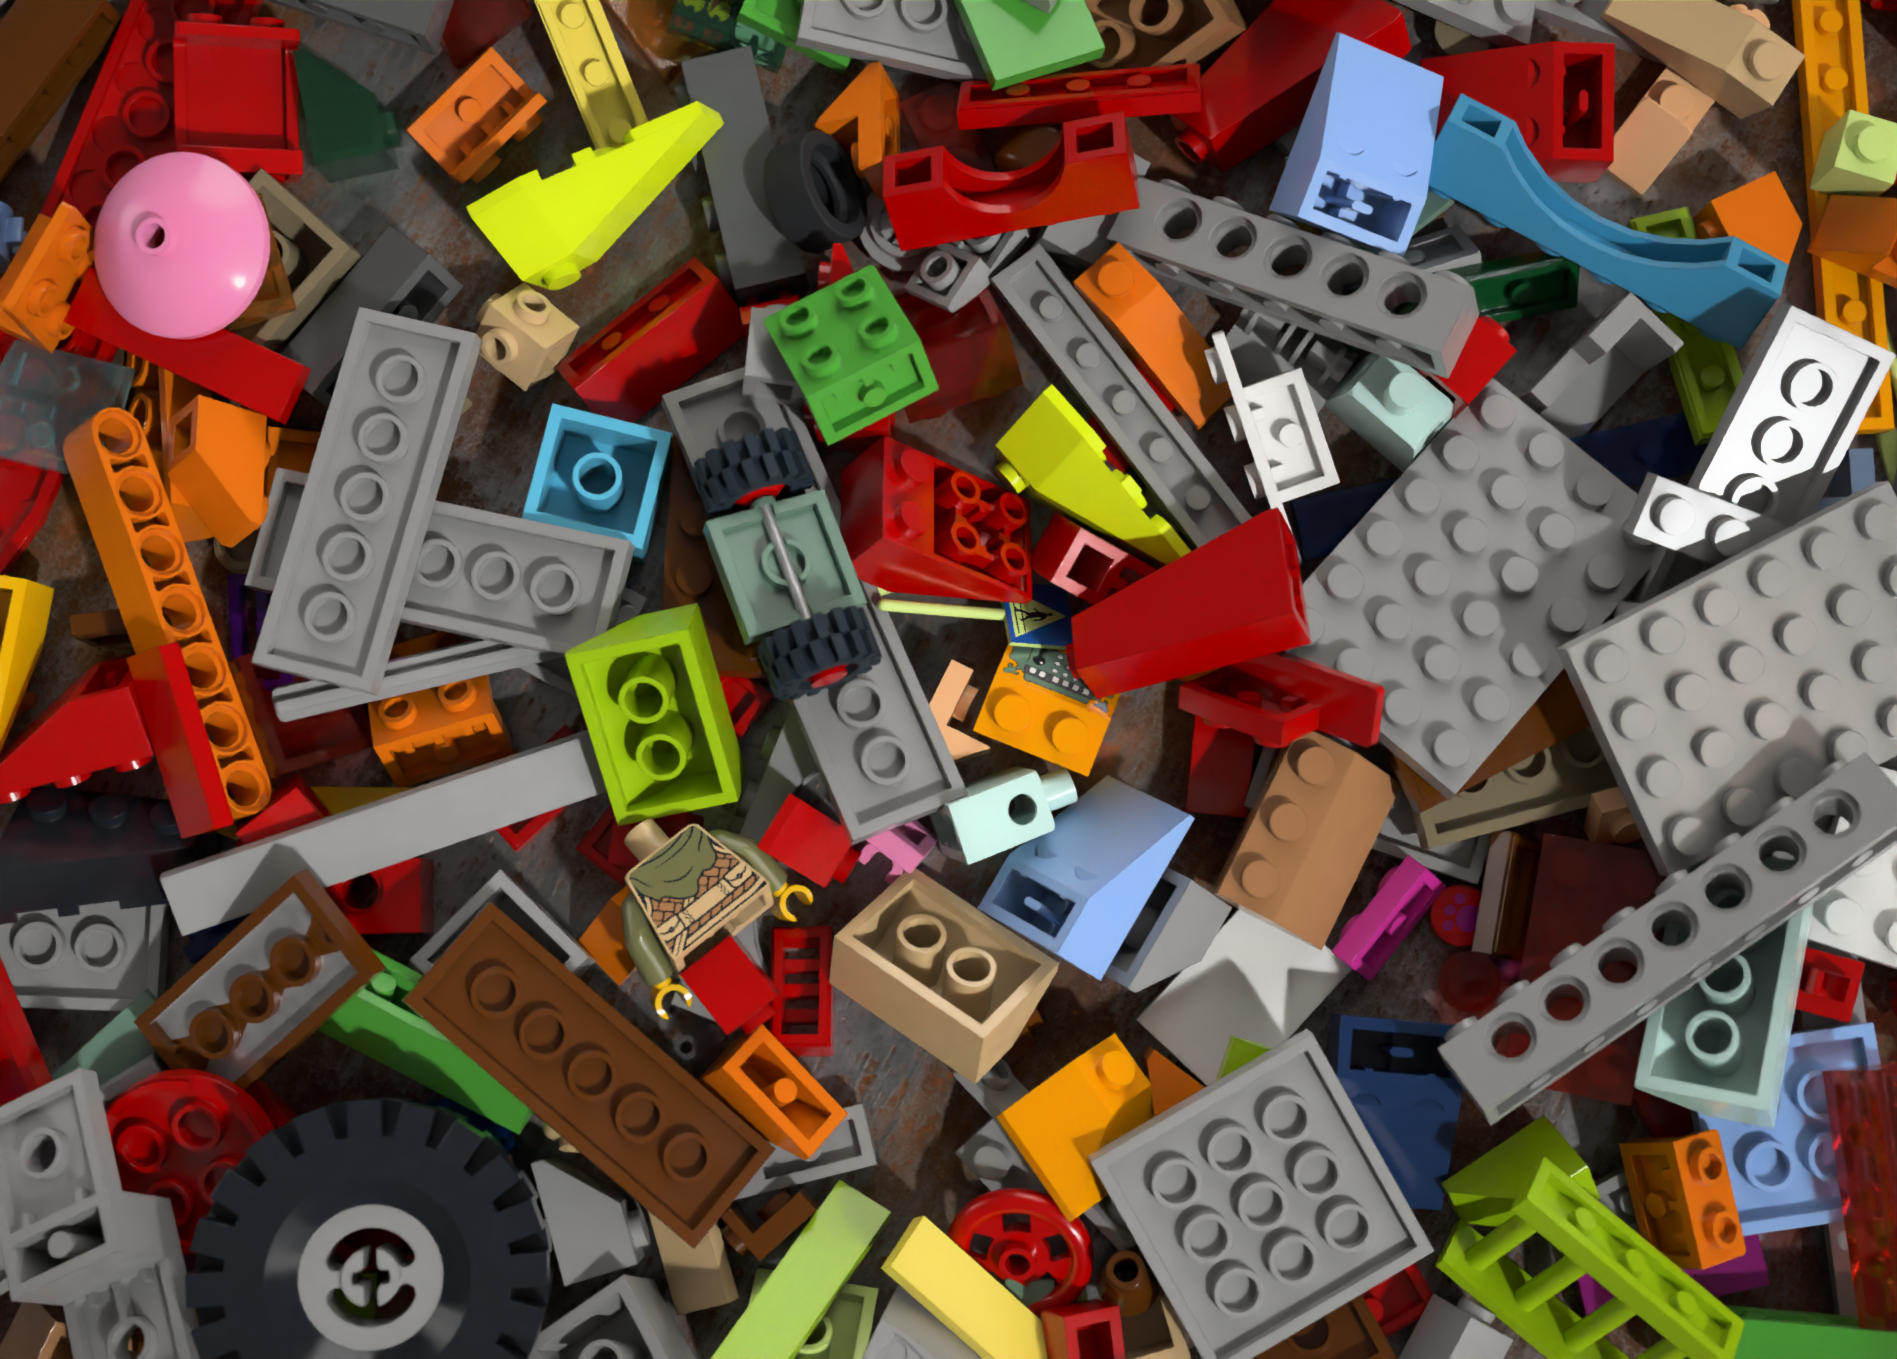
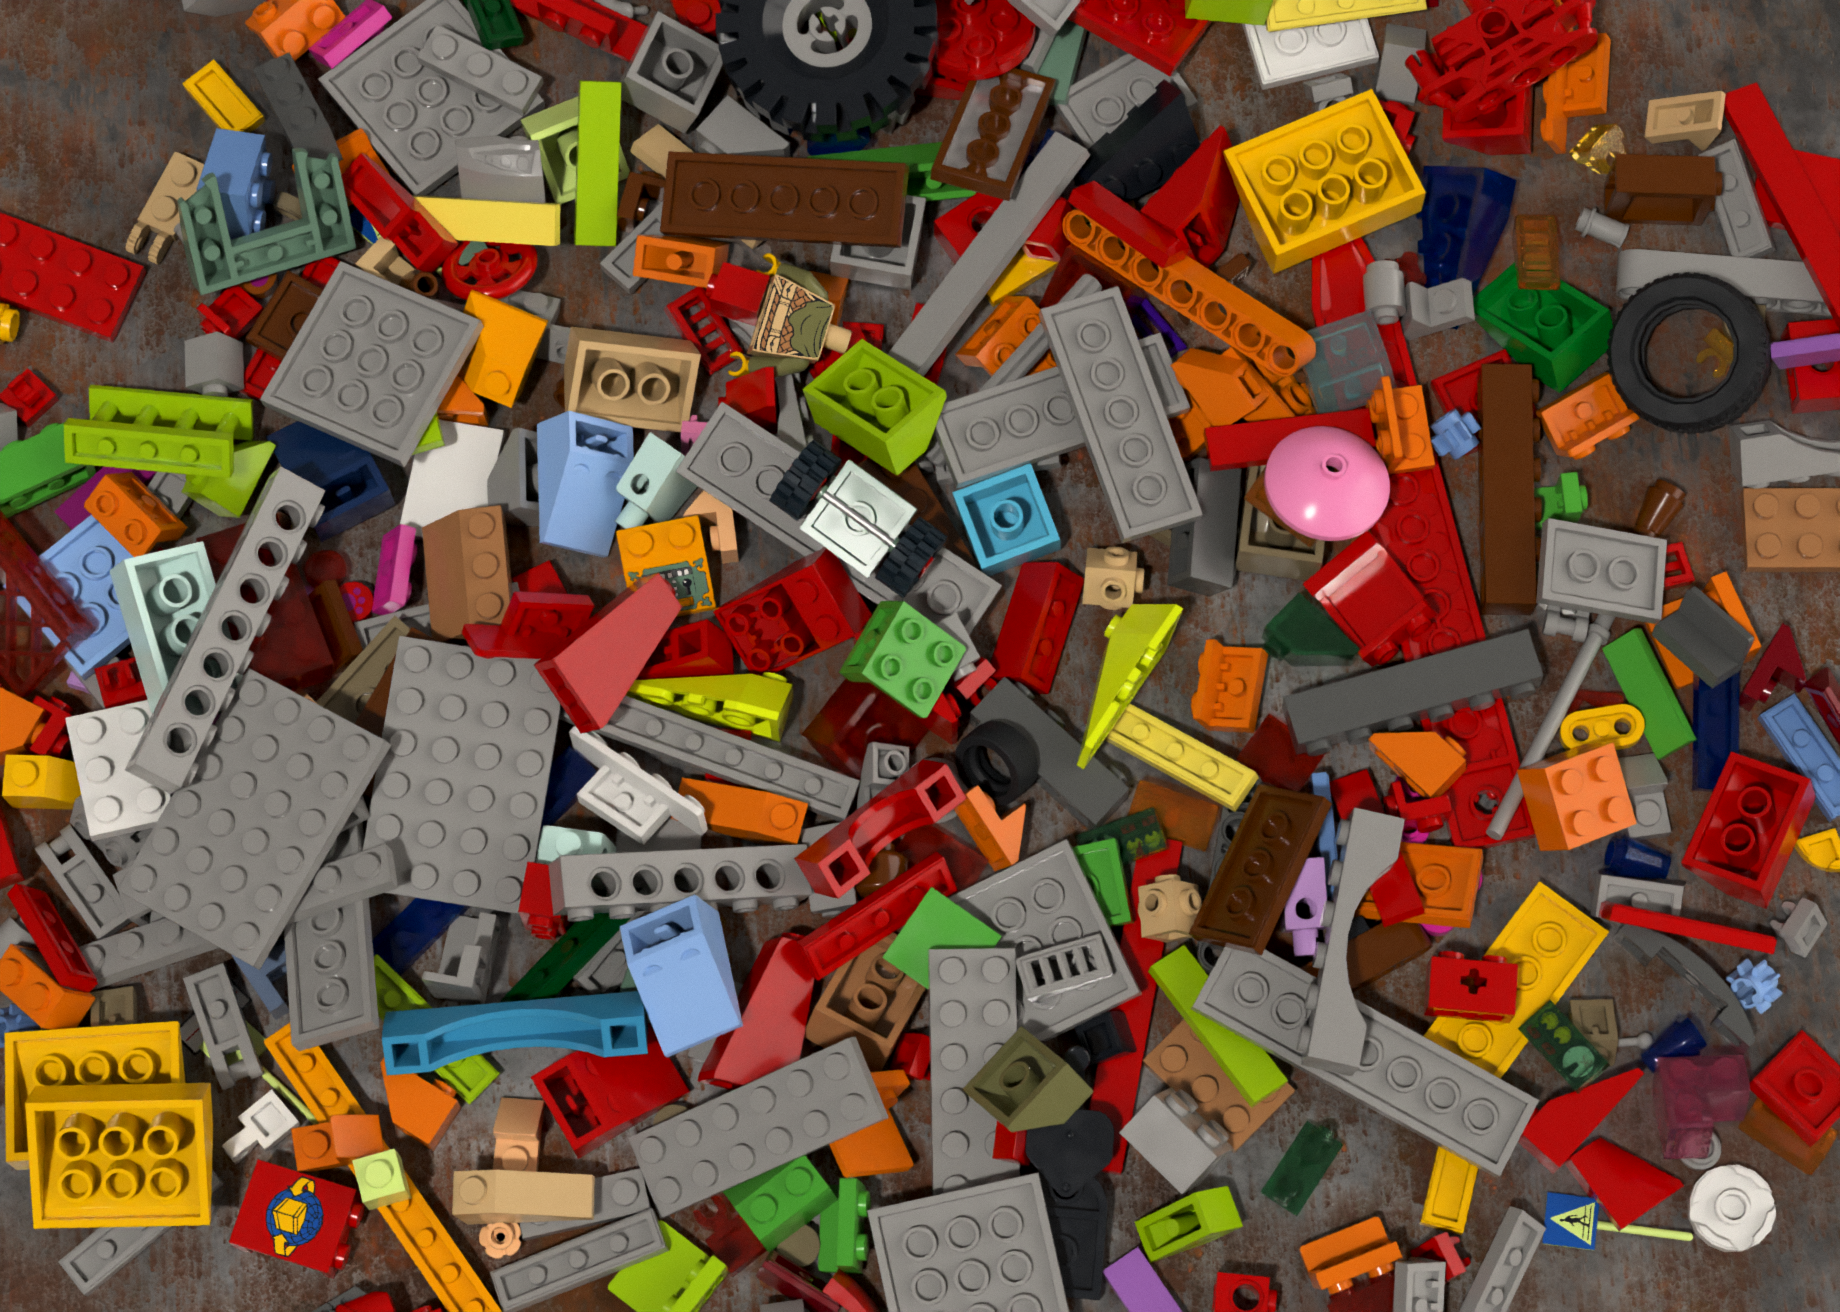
camera: 145 degrees right, 10 degrees down
(1038, 624) = (707, 597): piece -> none

